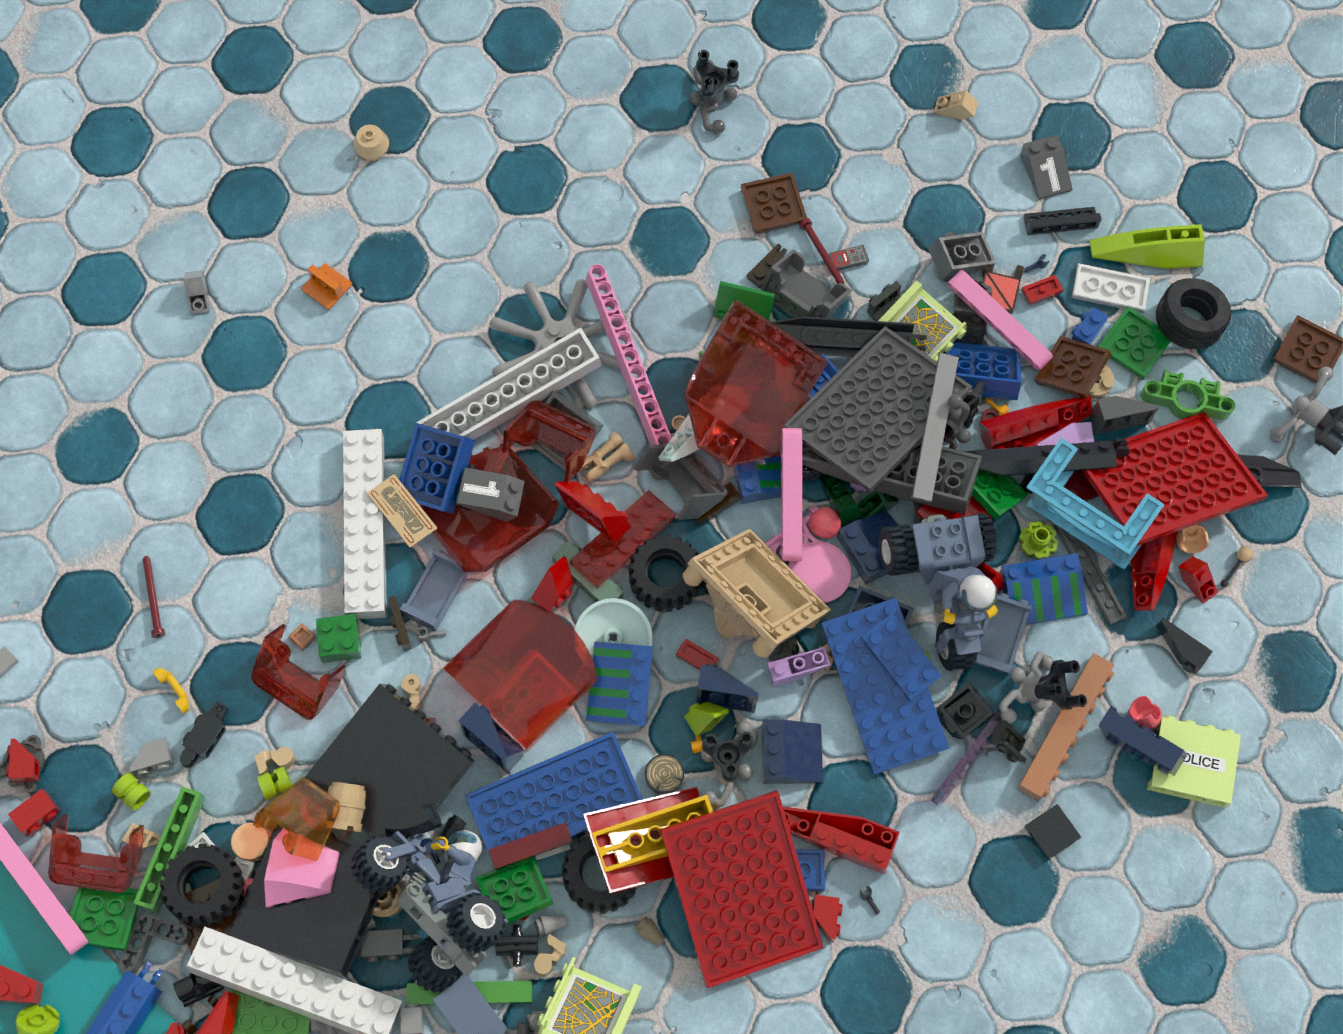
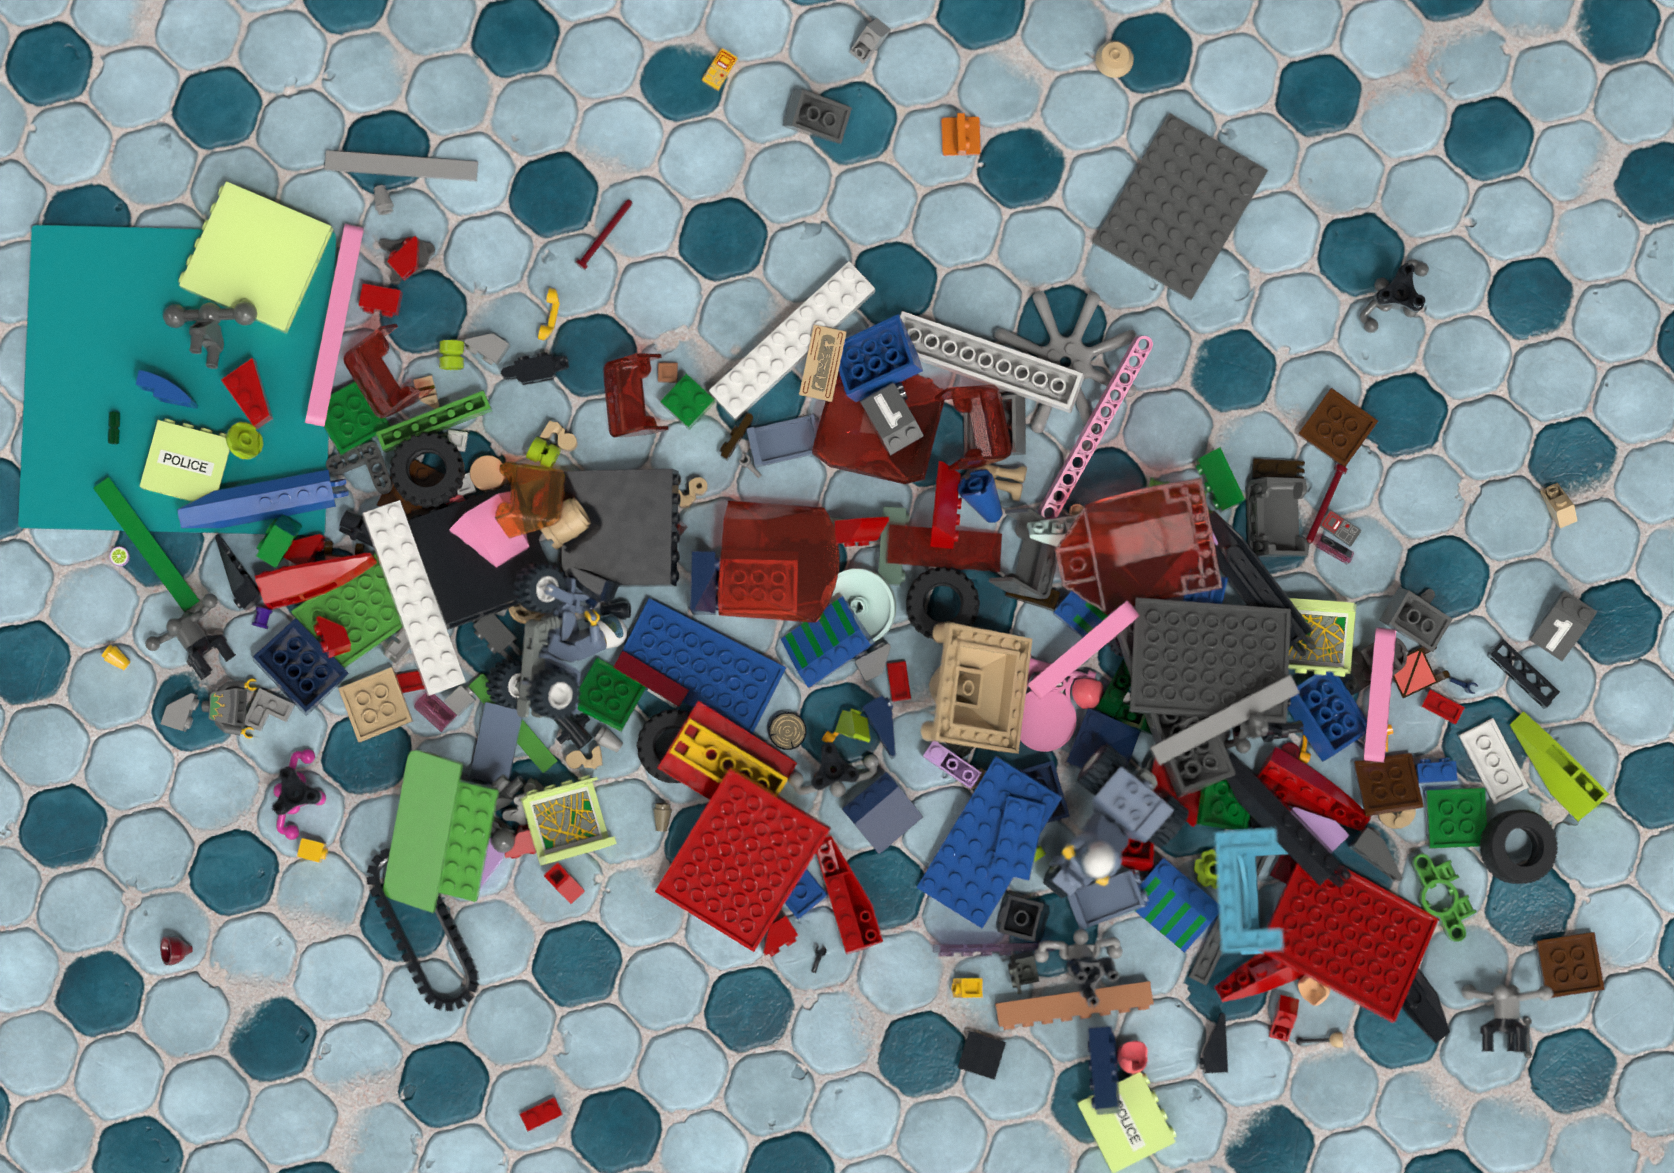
camera: 55 degrees right, 15 degrees up
(113, 412) = (720, 69): none -> yellow tile
(214, 371) = (817, 116): none -> dark grey slope
(518, 184) = (1180, 206): none -> dark grey plate
(607, 476) = (982, 495): none -> blue cone
(667, 663) = (873, 664): none -> light grey slope
(862, 273) = (1334, 549): none -> slope
(884, 301) = (1318, 590): pearl dark grey bracket -> none
(987, 799) = (967, 988): none -> yellow bracket

